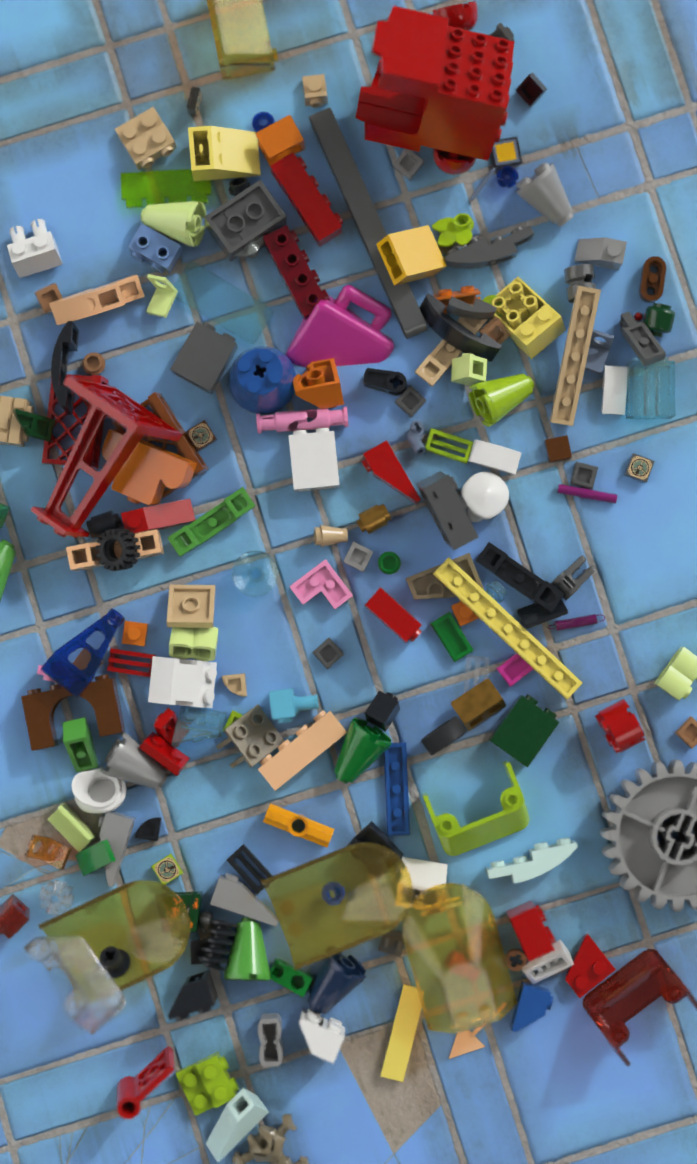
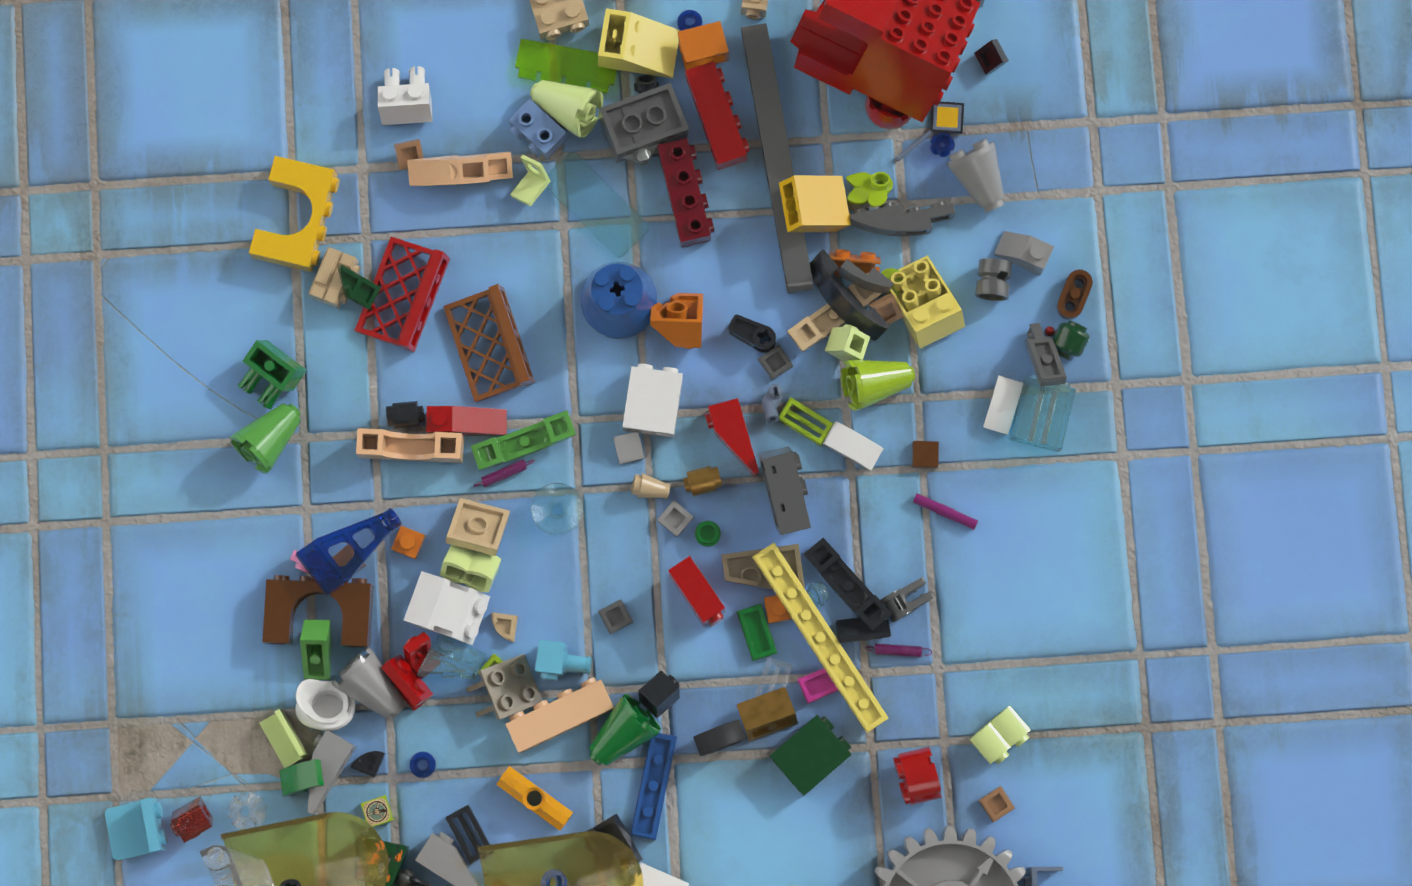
camera: 10 degrees right, 5 degrees down
(49, 851) = (252, 759): clear orange bracket -> none
(66, 342) = (414, 207): black slope -> none
(93, 363) = (438, 237): medium nougat plate -> none
(106, 549) = (401, 444): black tyre -> none
(112, 660) = (375, 565): red tile -> none
(130, 414) = (464, 300): red piece -> none
(148, 470) = (465, 363): orange brick -> none
(195, 827) = (414, 764): none -> clear blue plate
(201, 435) = (536, 344): tile -> none
(201, 554) = (503, 473): none -> magenta piece
(204, 357) = (561, 259): dark grey brick -> none
(297, 420) = (645, 353): bright pink piece -> none
(303, 505) = (628, 447): none -> light grey slope
(324, 580) = (629, 534): bright pink plate -> none
(342, 334) = (718, 271): dark pink piece -> none
(408, 164) = (837, 104): light grey tile -> none
(458, 840) = (739, 854): lime windscreen -> none
(485, 496) = (830, 486): white piece -> none
(575, 355) = (967, 356): tan plate -> none
(583, 475) = (946, 490): dark grey tile -> none
(598, 352) = (993, 359): sand blue bracket -> none
(639, 468) = (1010, 497): tile -> none

